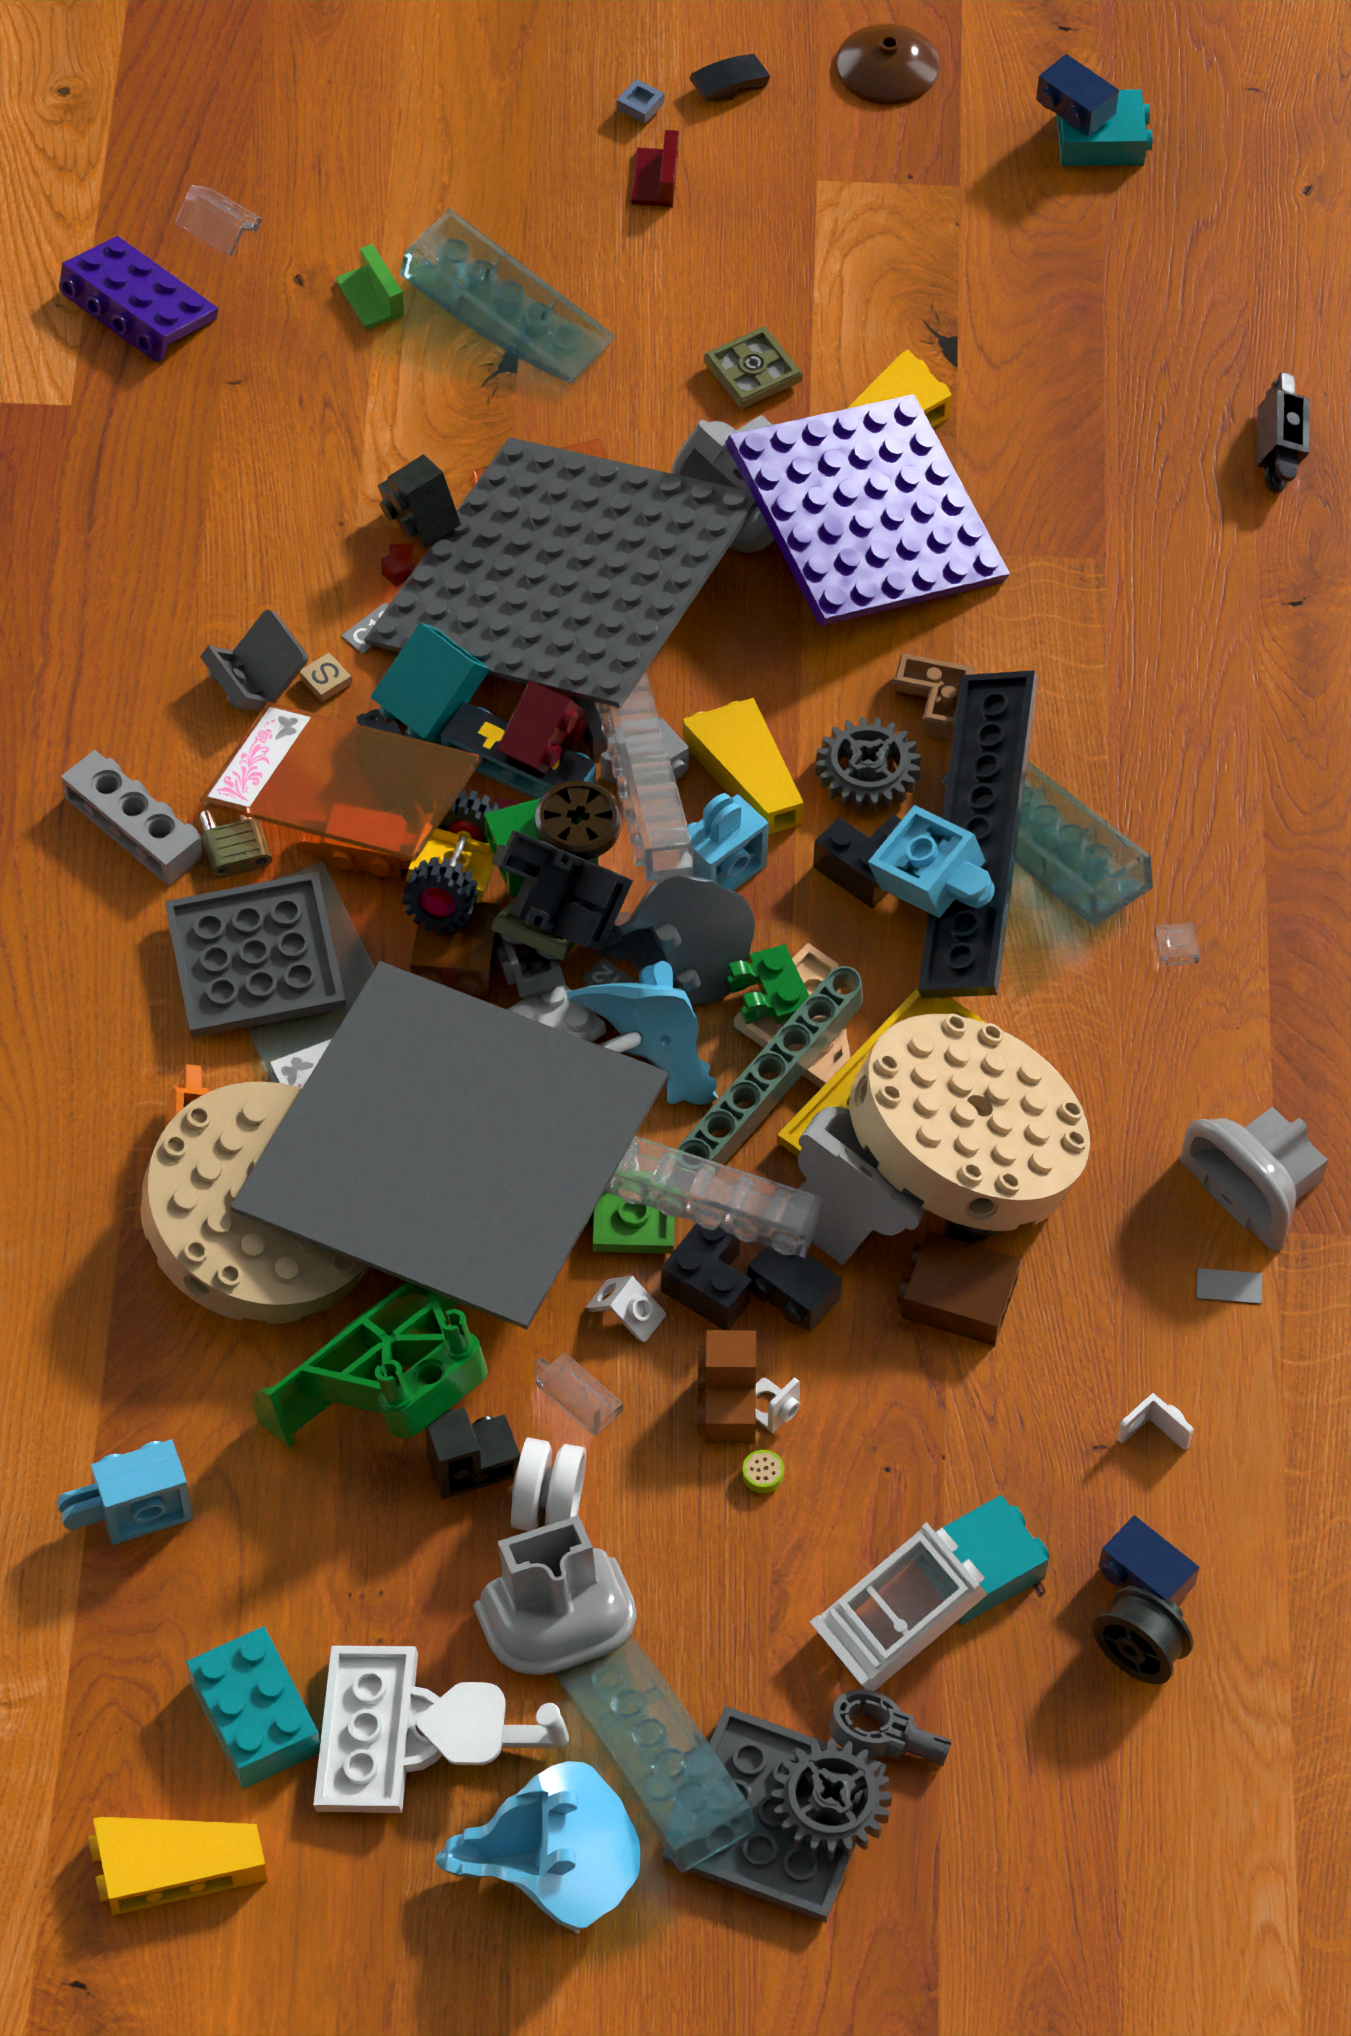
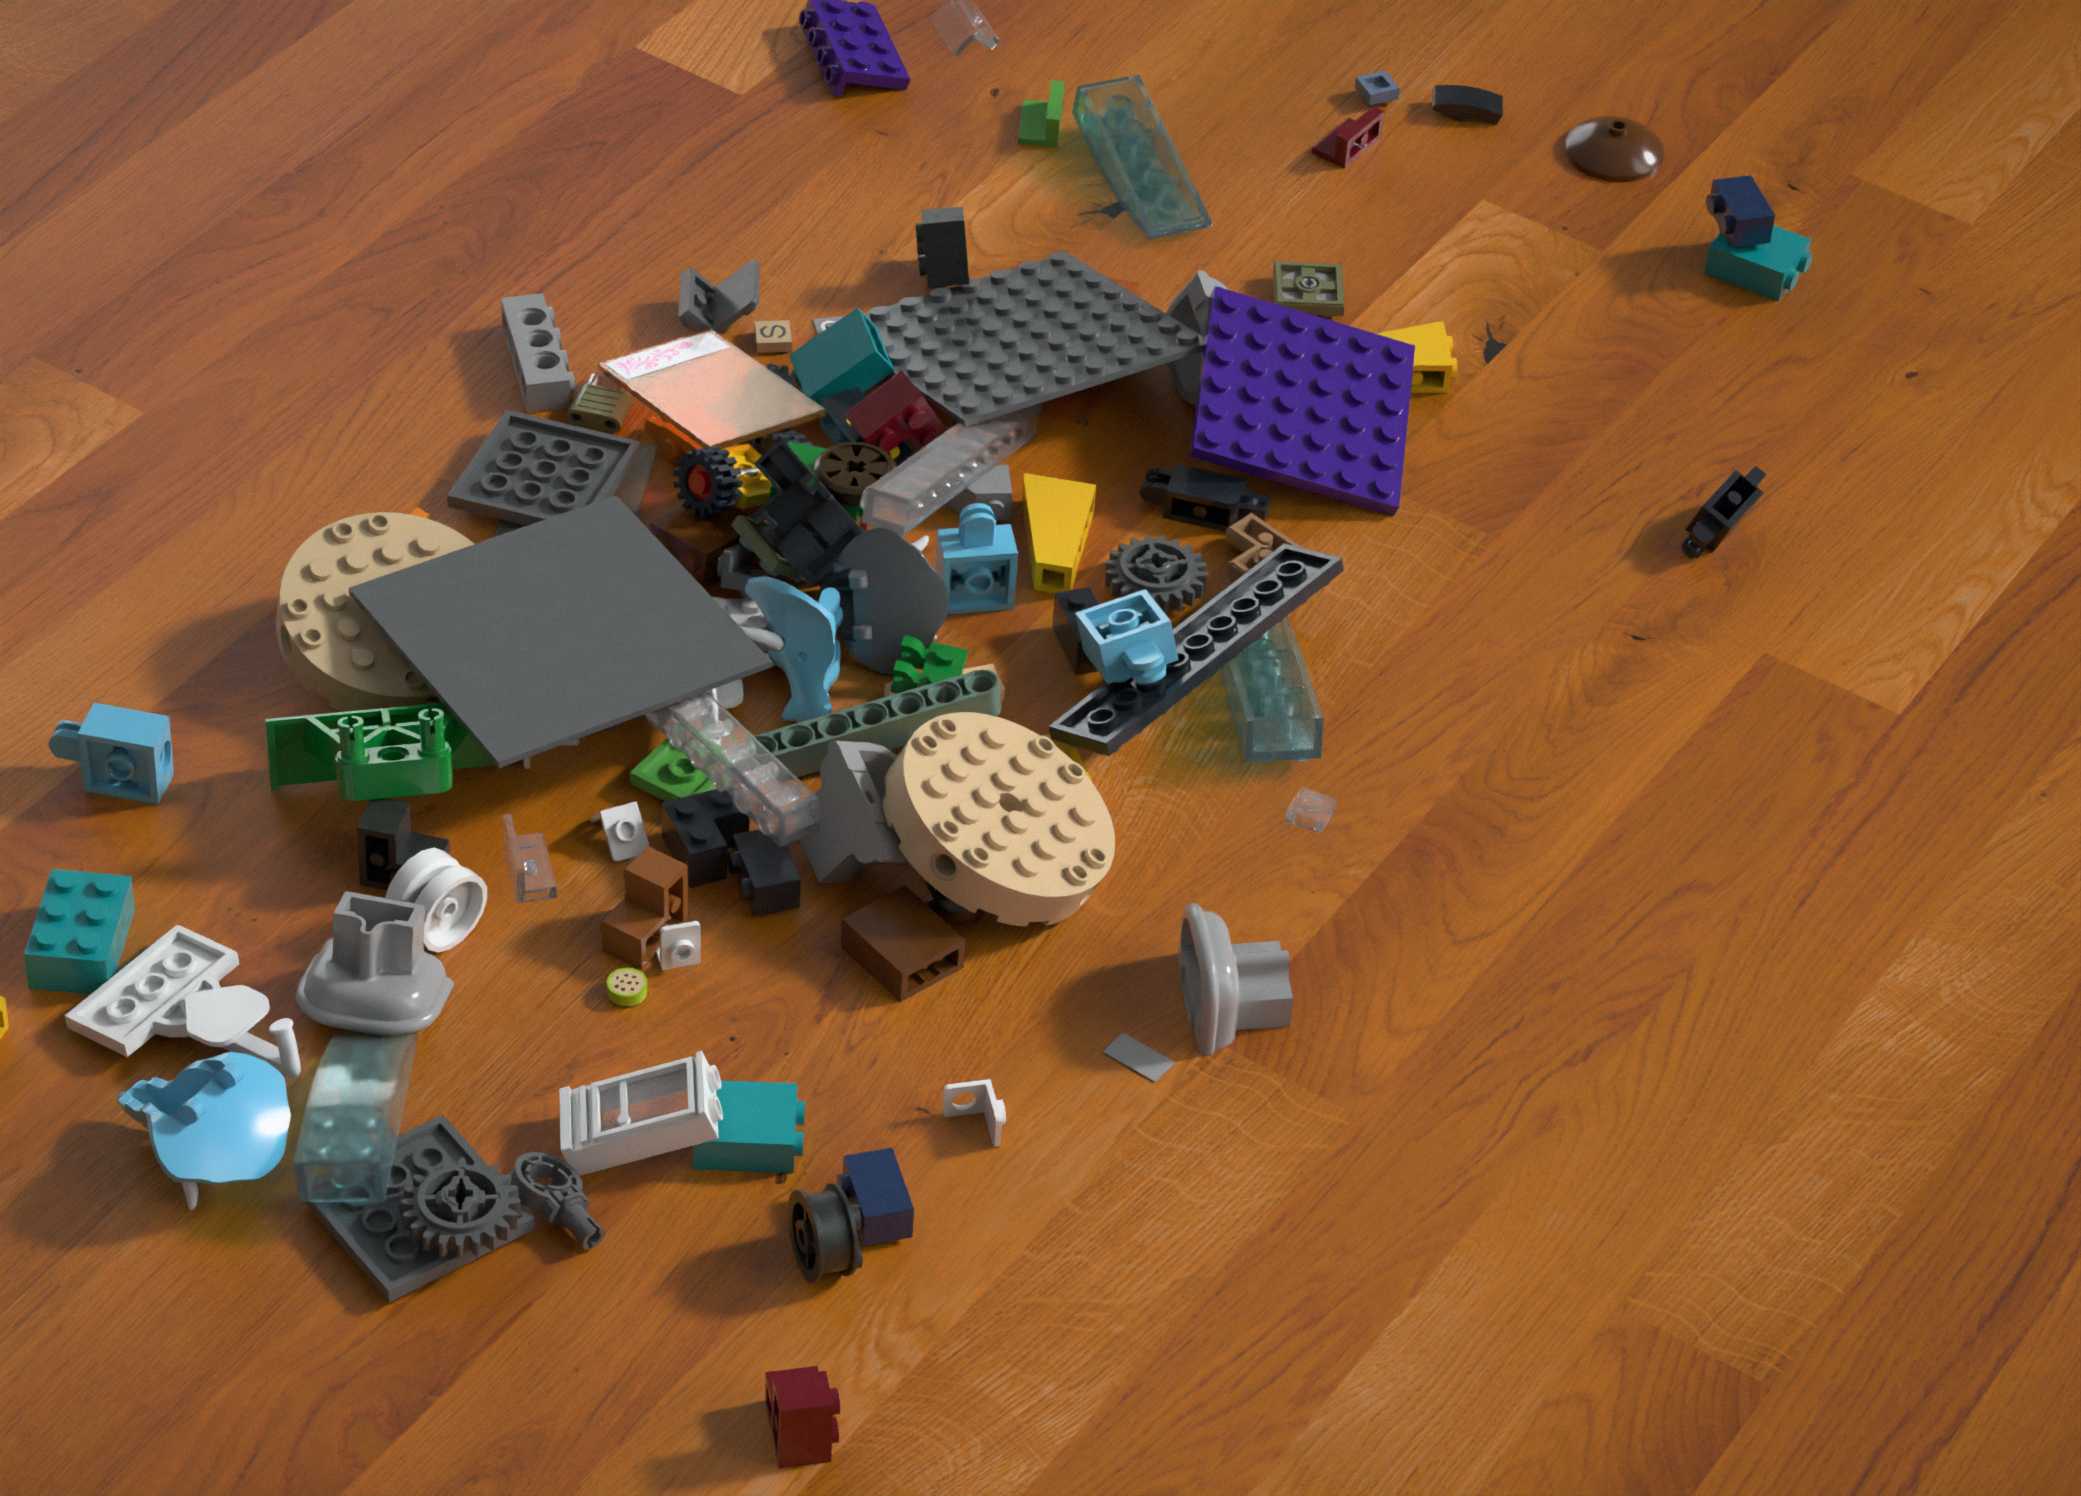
camera: 30 degrees right, 15 degrees down
(398, 564) = (898, 288): clear red piece -> none
(842, 655) = (1202, 497): none -> black hinge
(1257, 1825) = (801, 1415): none -> dark red brick

